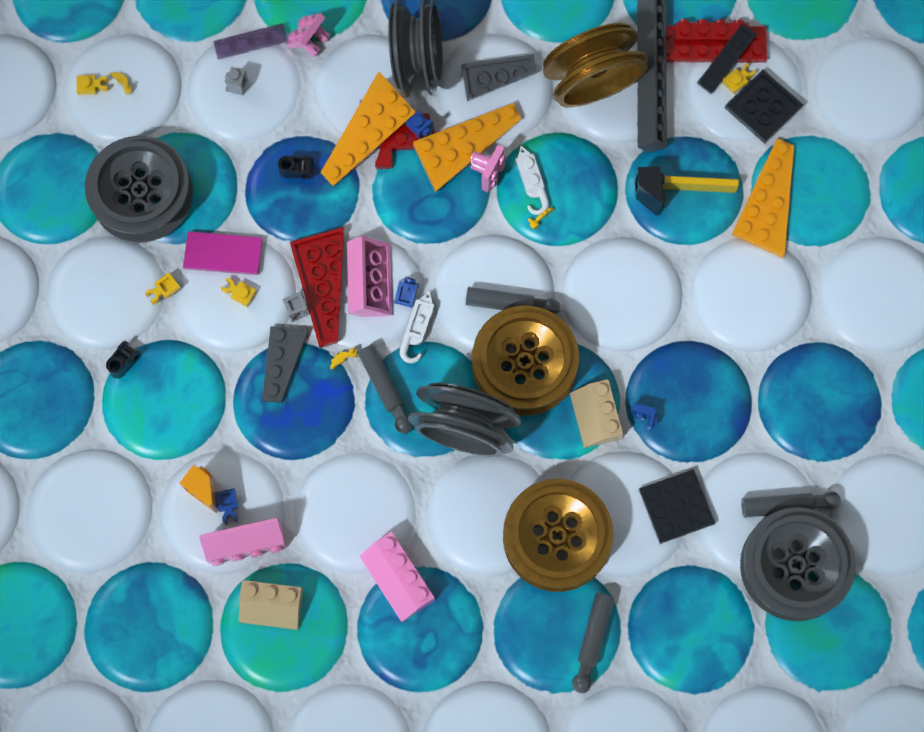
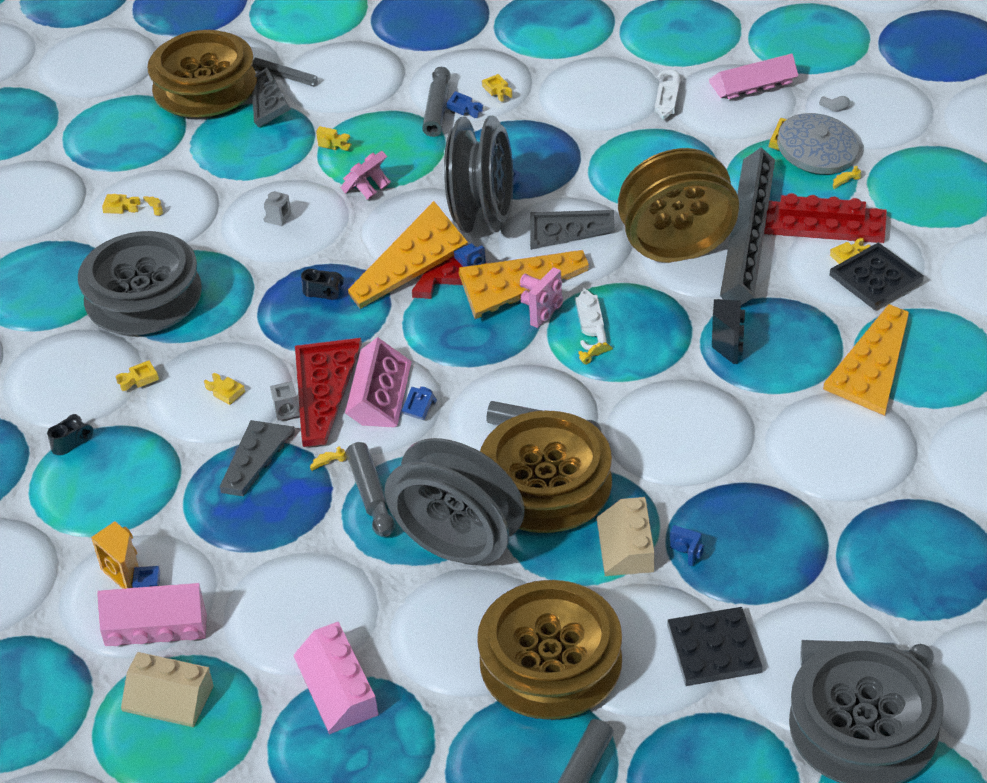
camera: 10 degrees right, 30 degrees down
(222, 253) = (216, 352): dark pink tile -> none
(250, 41) = (303, 182): clear purple tile -> none
(417, 326) = (429, 426): white plate -> none
(701, 184) = (789, 335): yellow tile -> none
(726, 58) = (835, 229): black tile -> none

